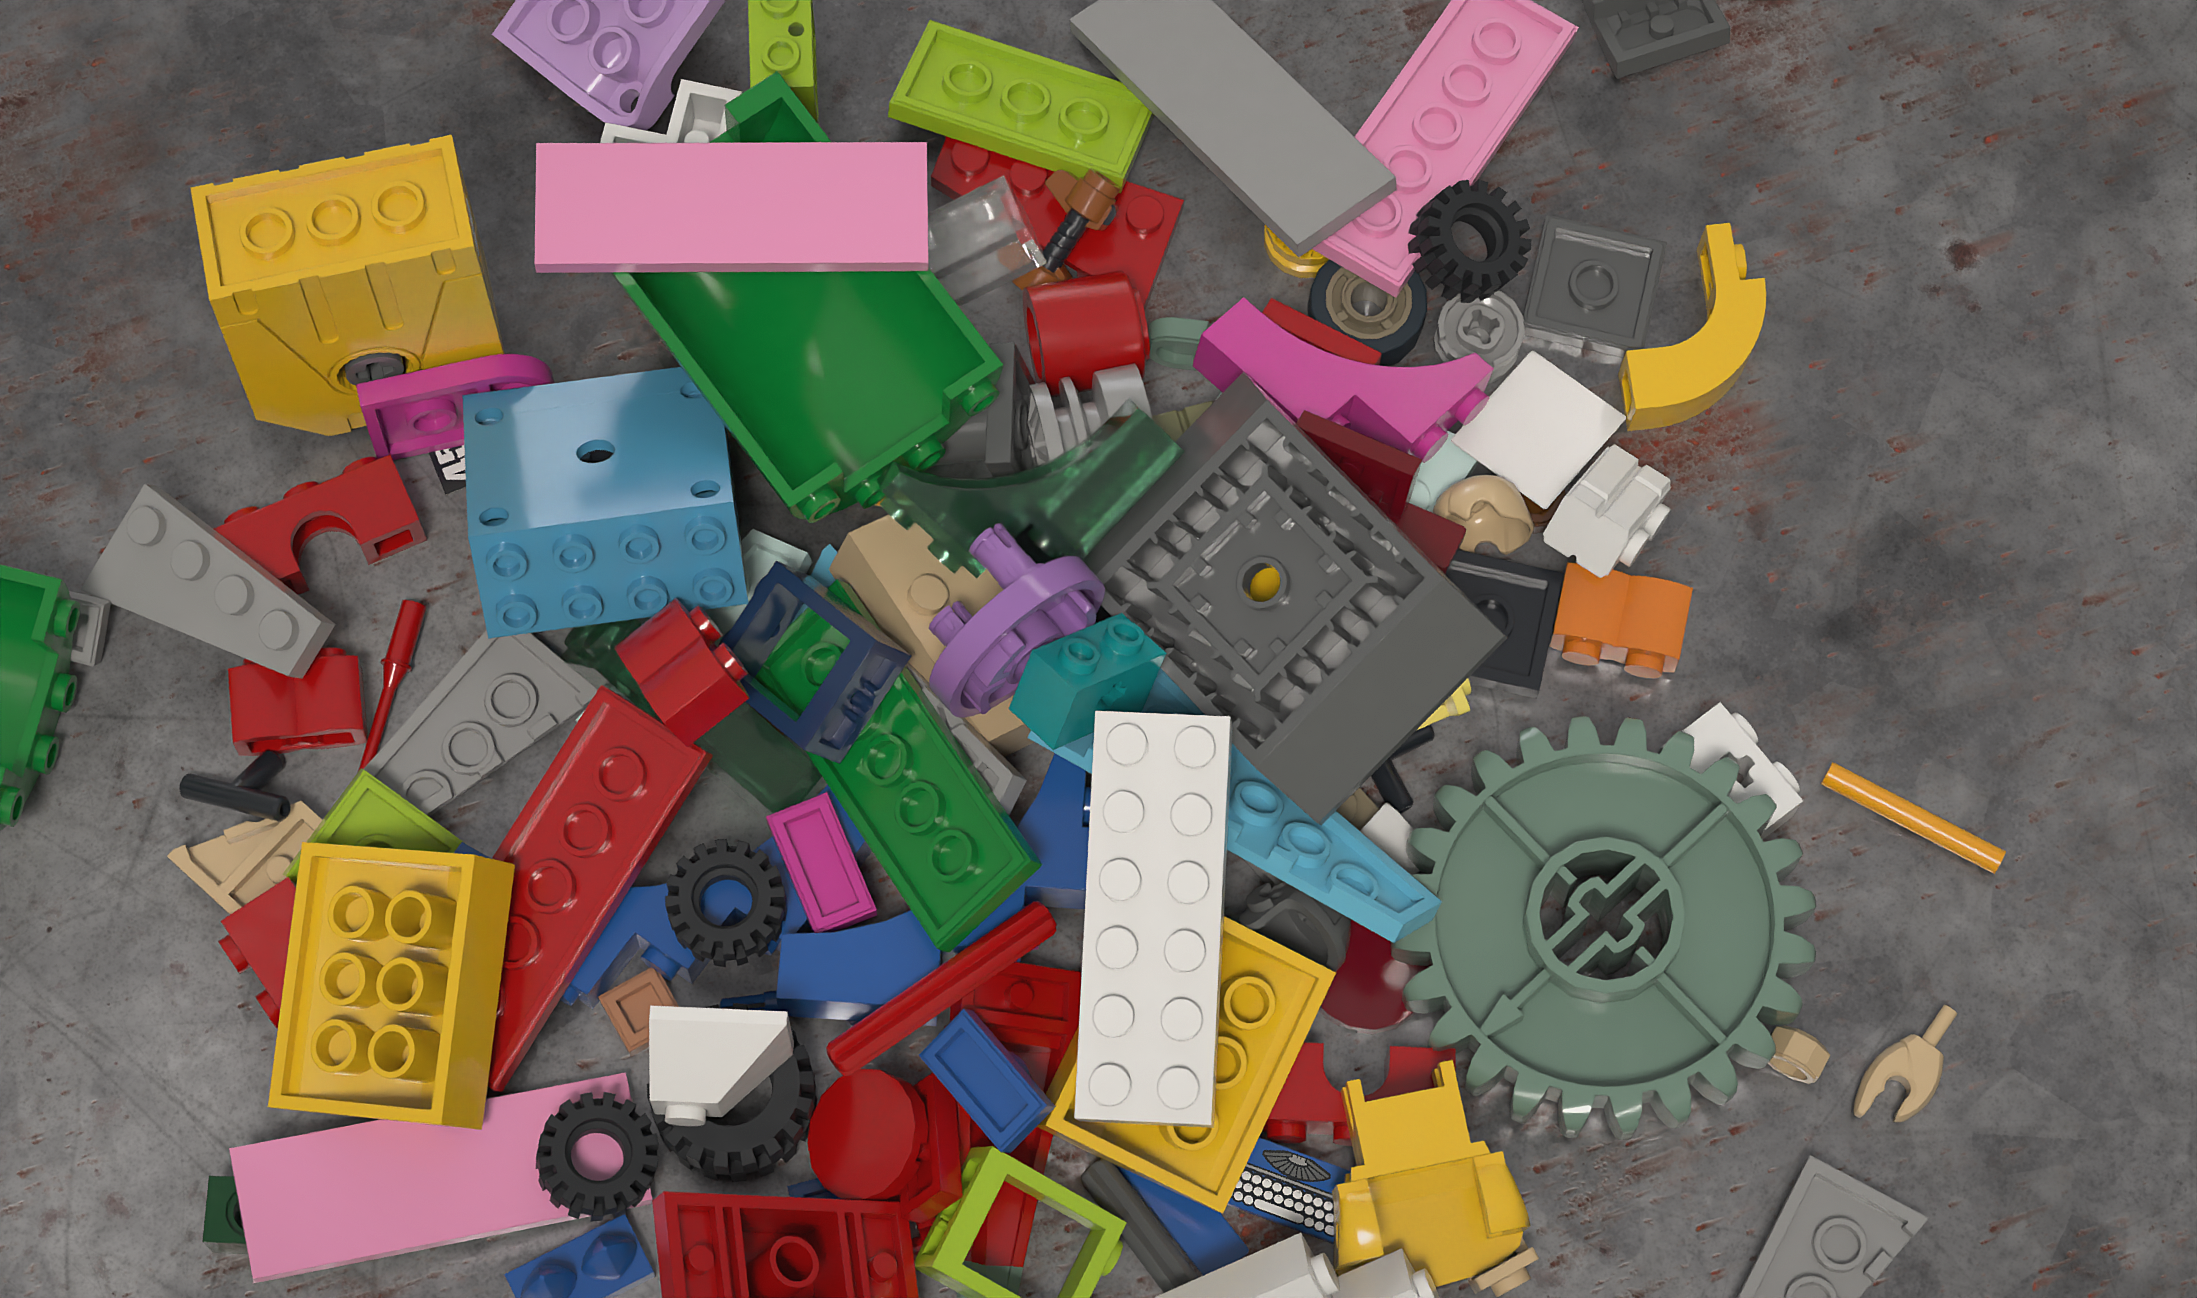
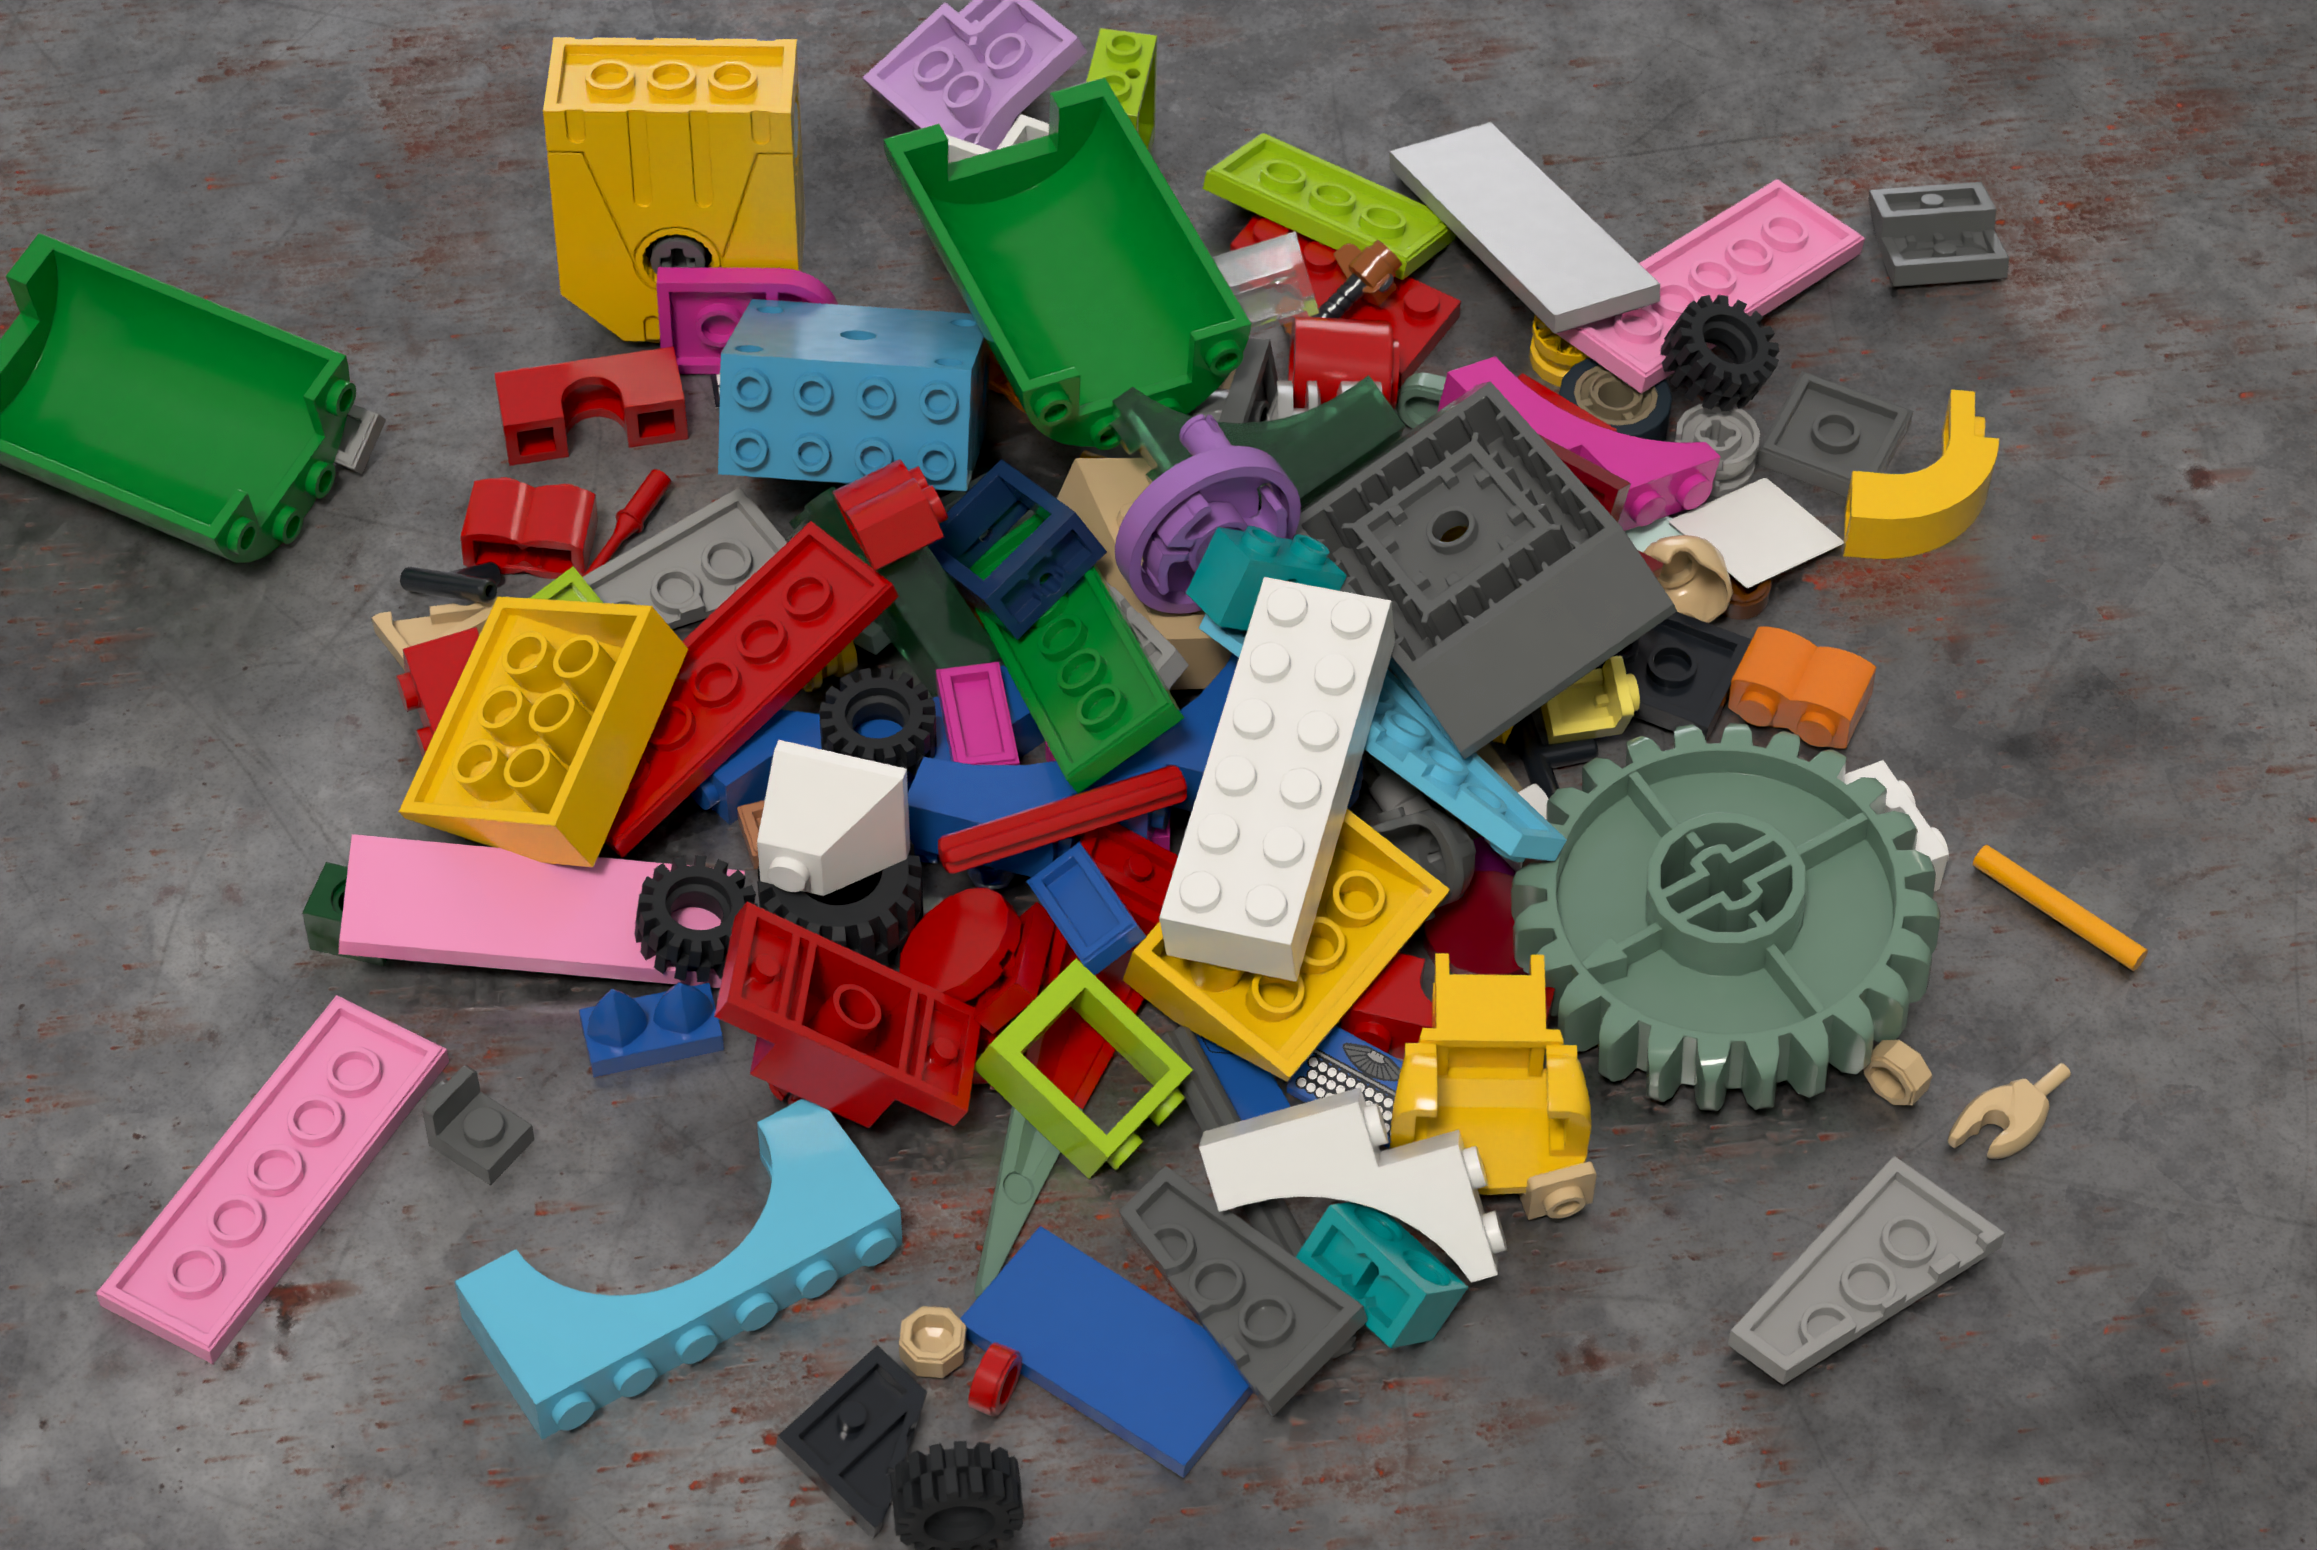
camera: 15 degrees right, 20 degrees down
(201, 584) = (474, 414): light grey wing -> none
(731, 207) = (1034, 160): bright pink tile -> none
(1610, 512) = (1806, 589): white brick -> none

